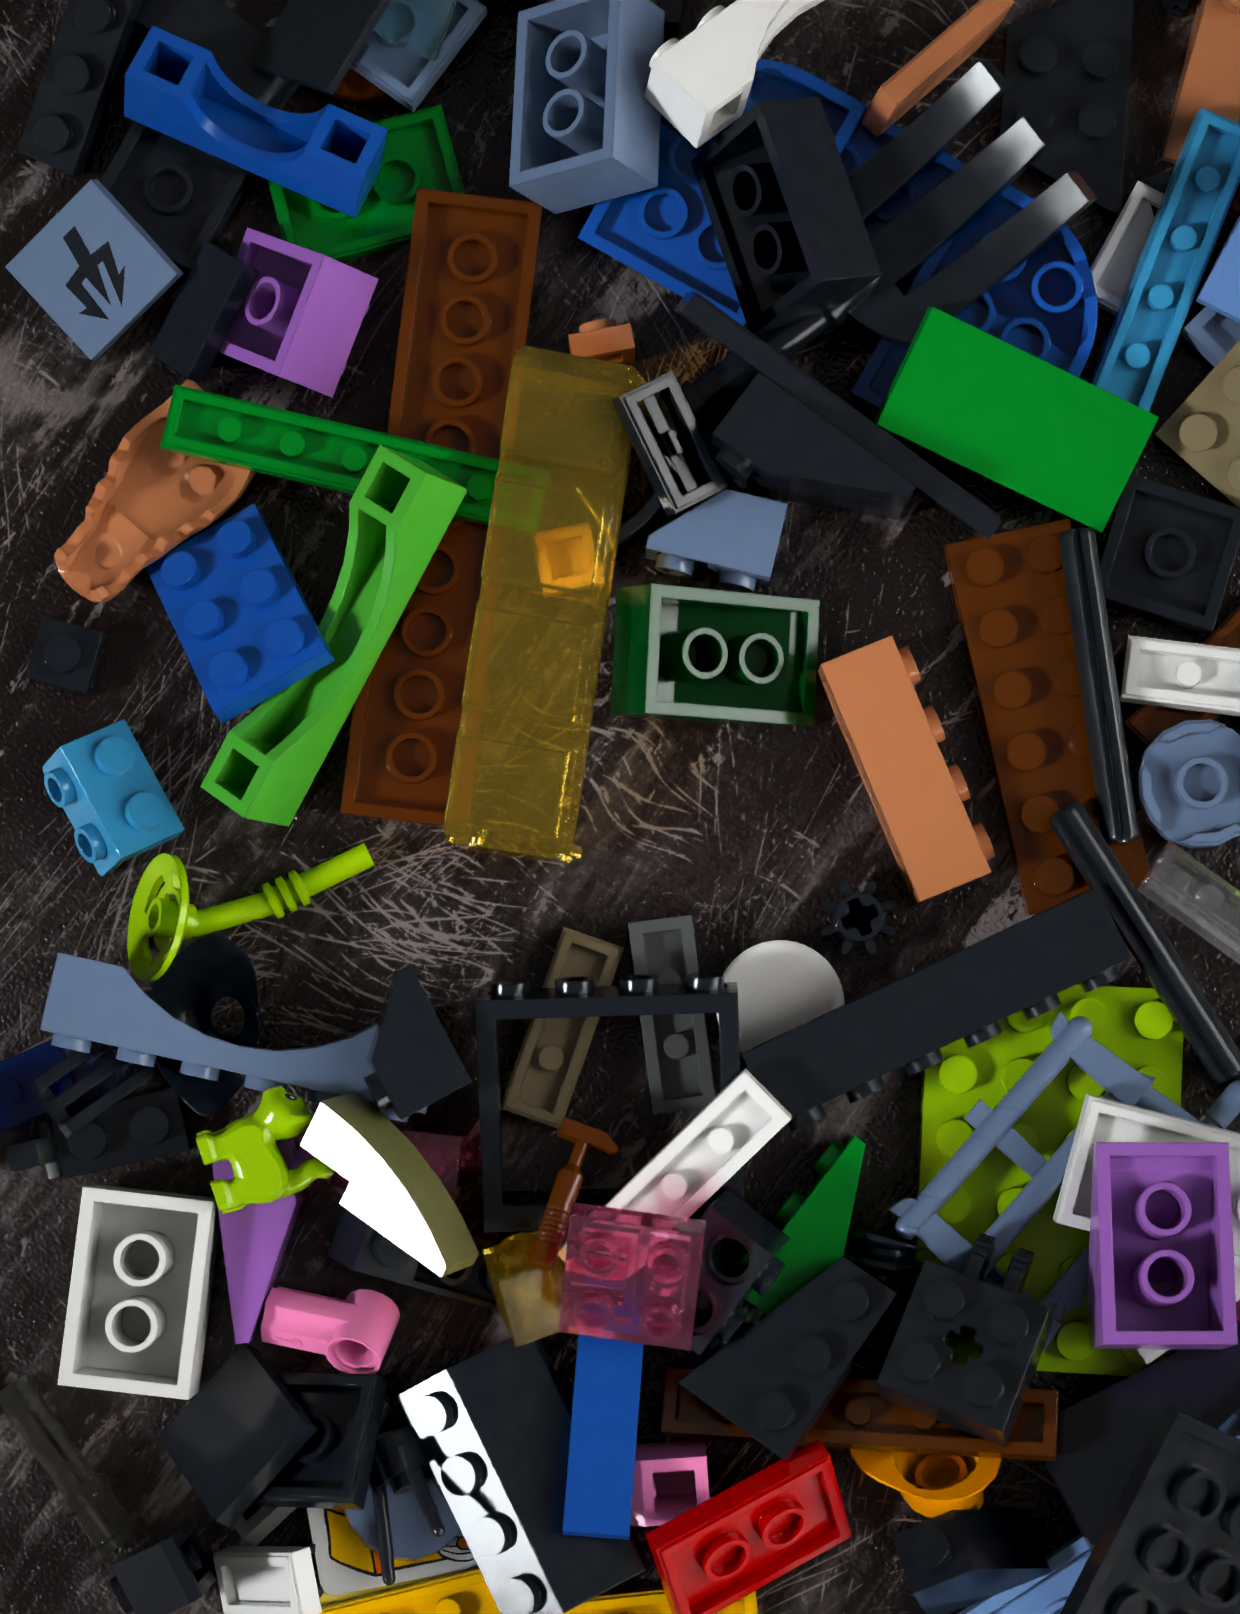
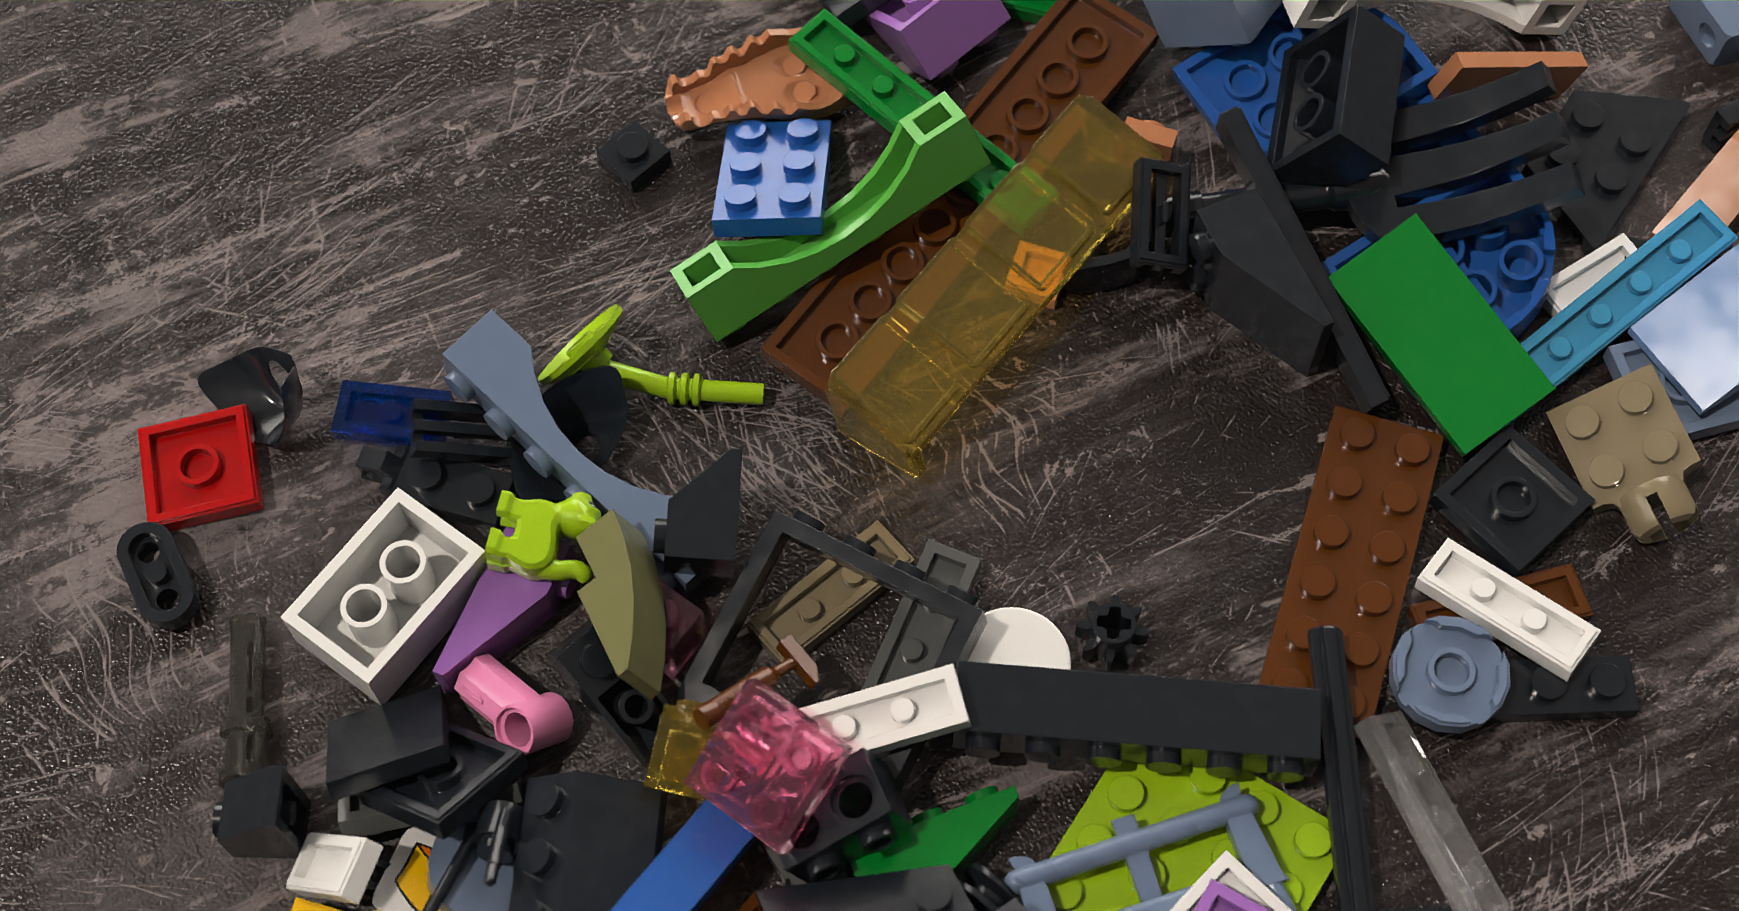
camera: 30 degrees right, 20 degrees down
(110, 797) = (602, 256): dark azure bracket -> none
(714, 656) = (1109, 389): dark green slope -> none
(724, 536) = (1162, 311): sand blue slope -> none
(904, 769) = (1211, 547): nougat brick -> none
(1098, 686) = (1402, 560): black axle -> none

